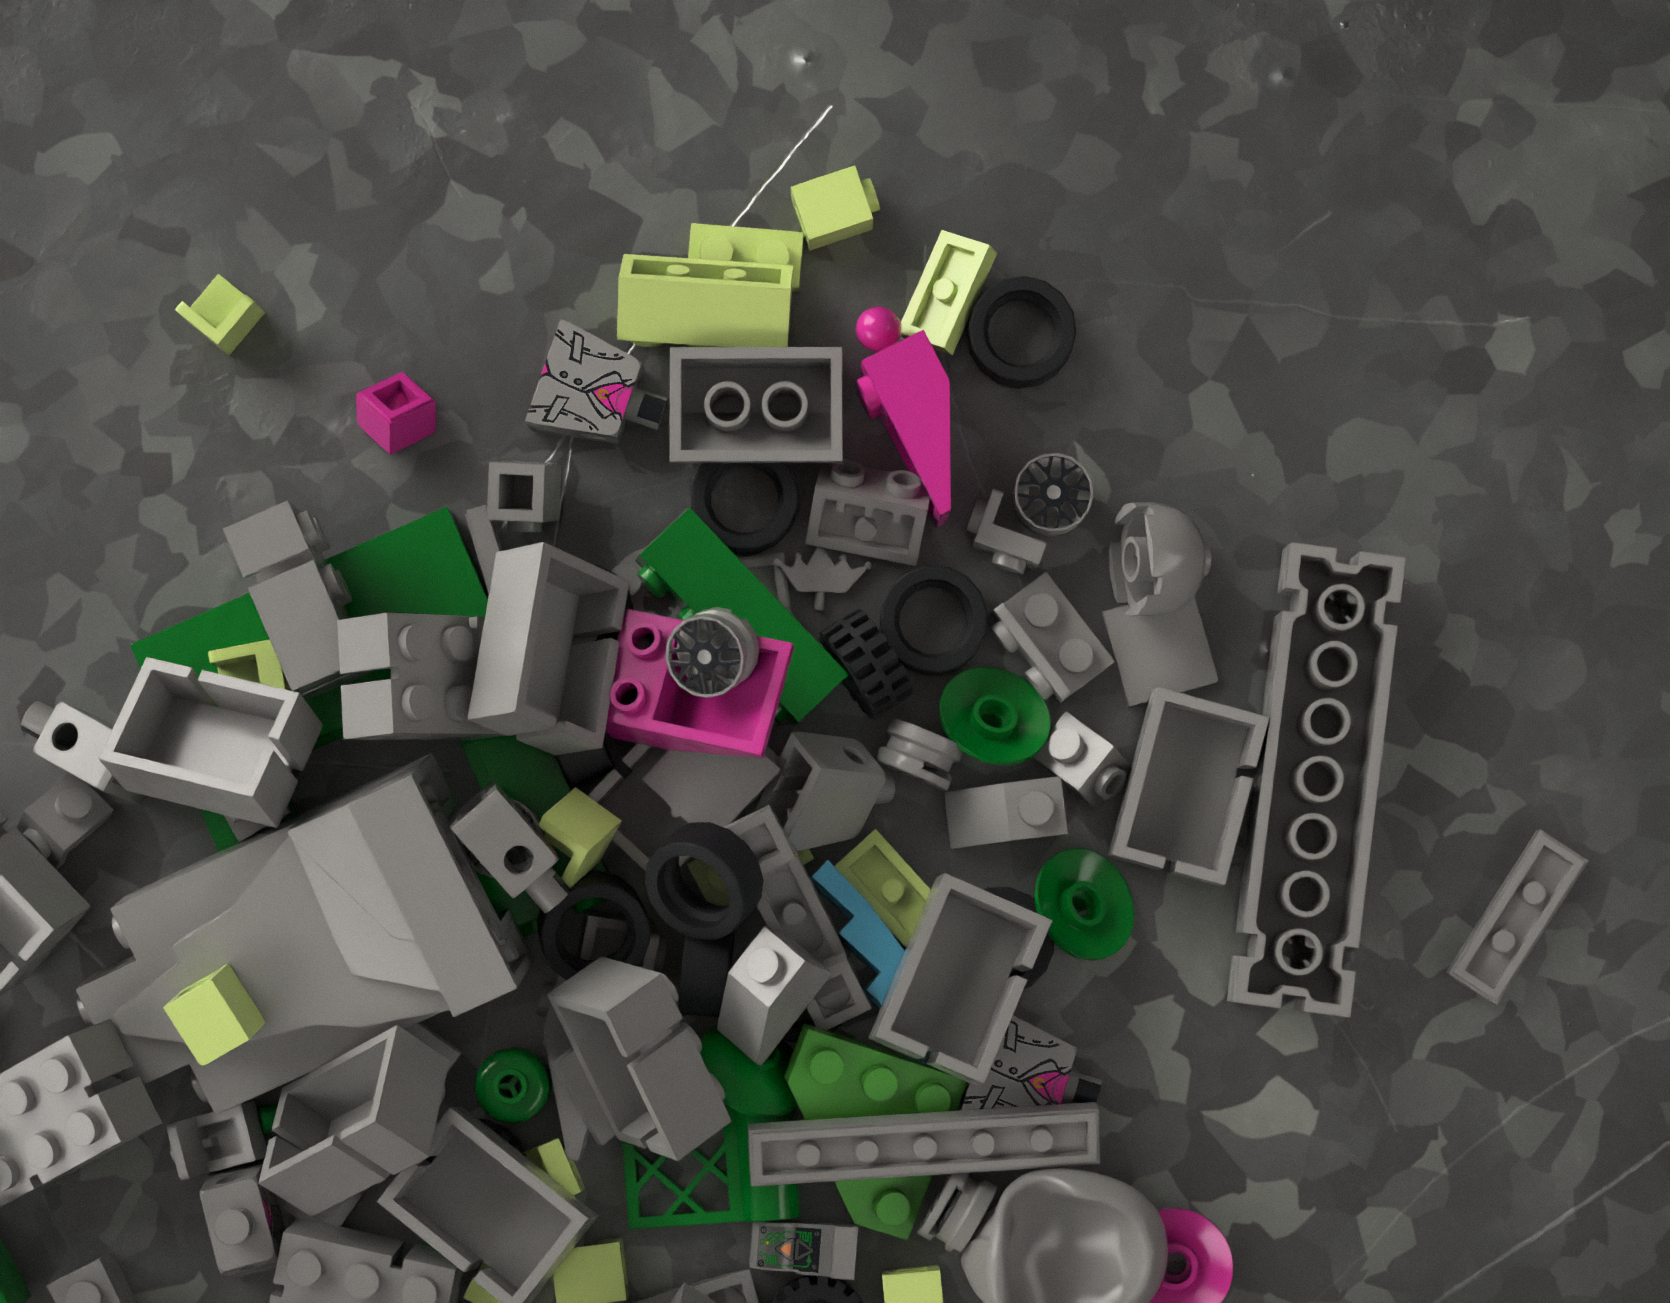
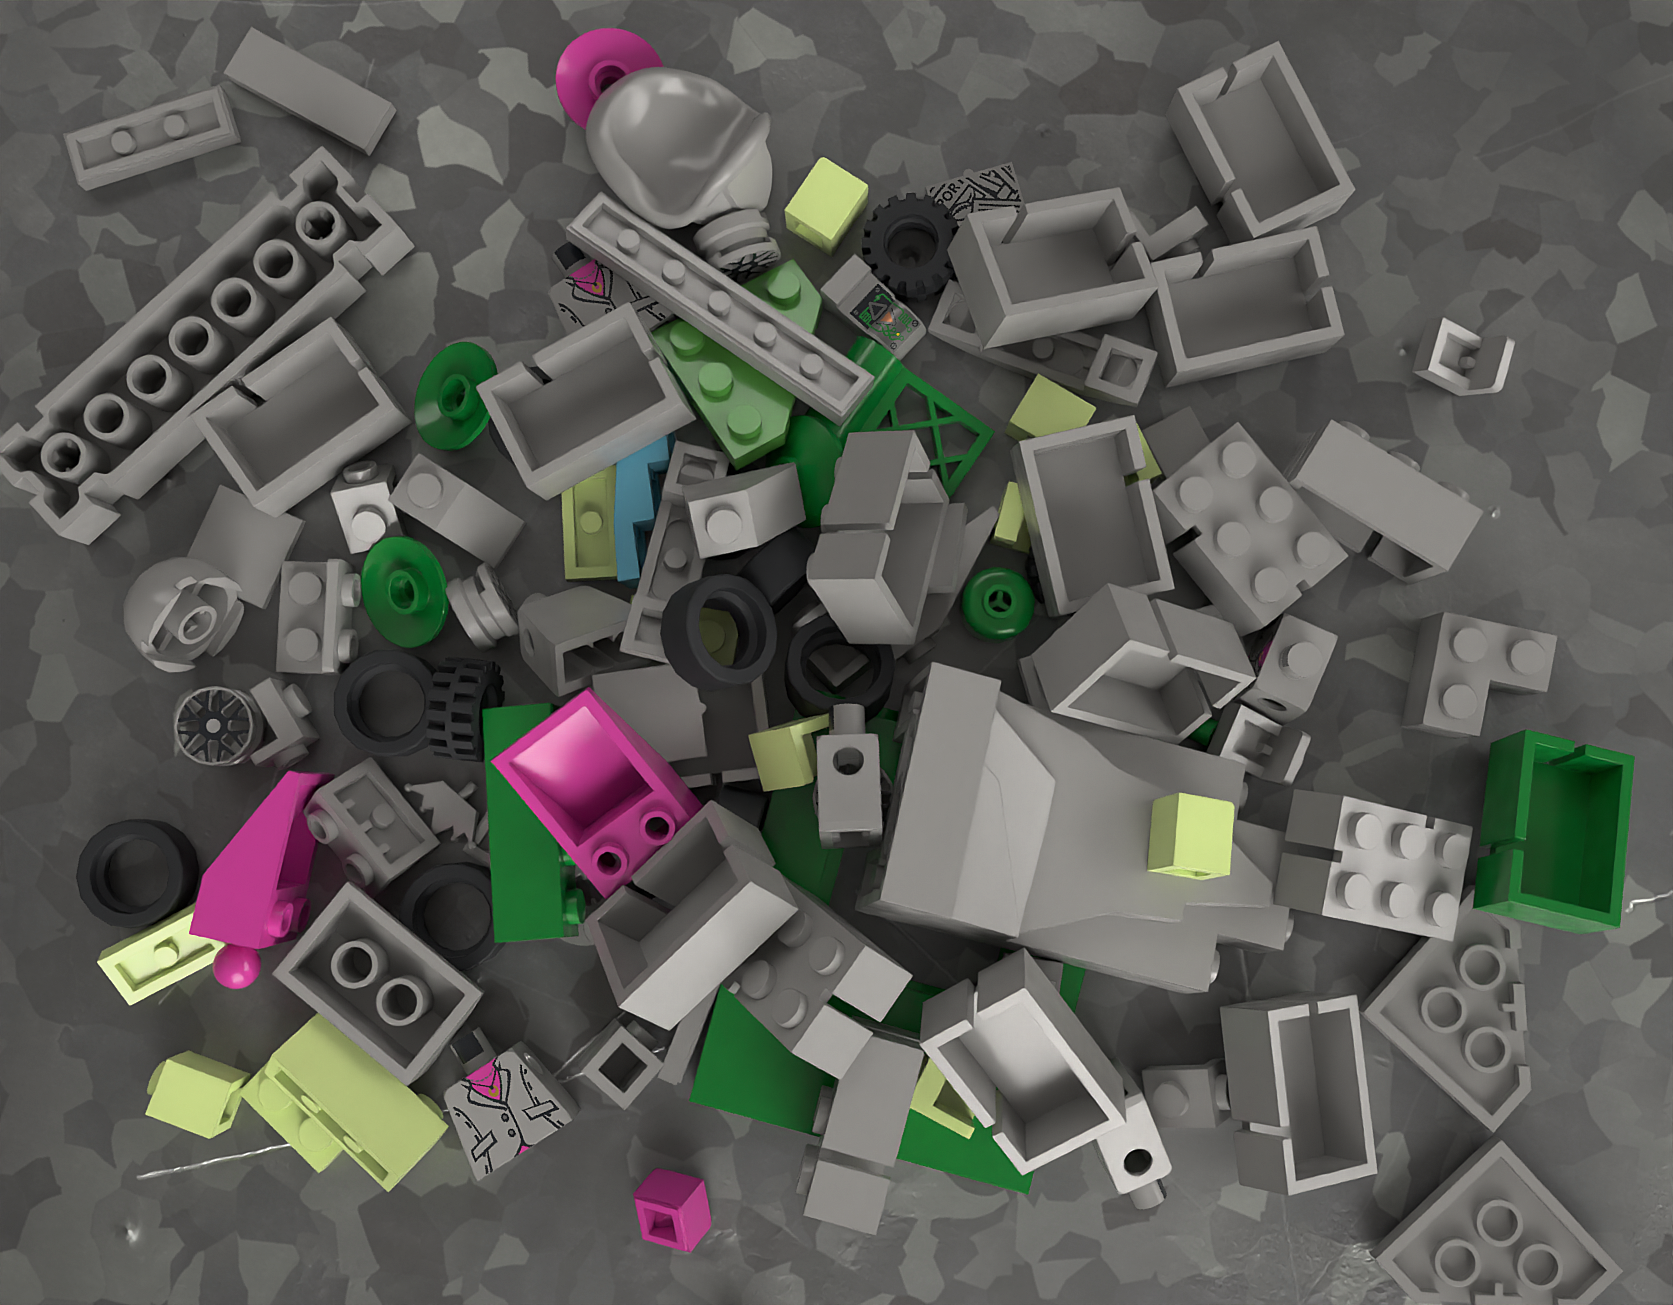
camera: 135 degrees left, 0 degrees up
(713, 651) = (559, 805): light grey wheel -> none
(1420, 1060) = (310, 91): none -> light grey tile

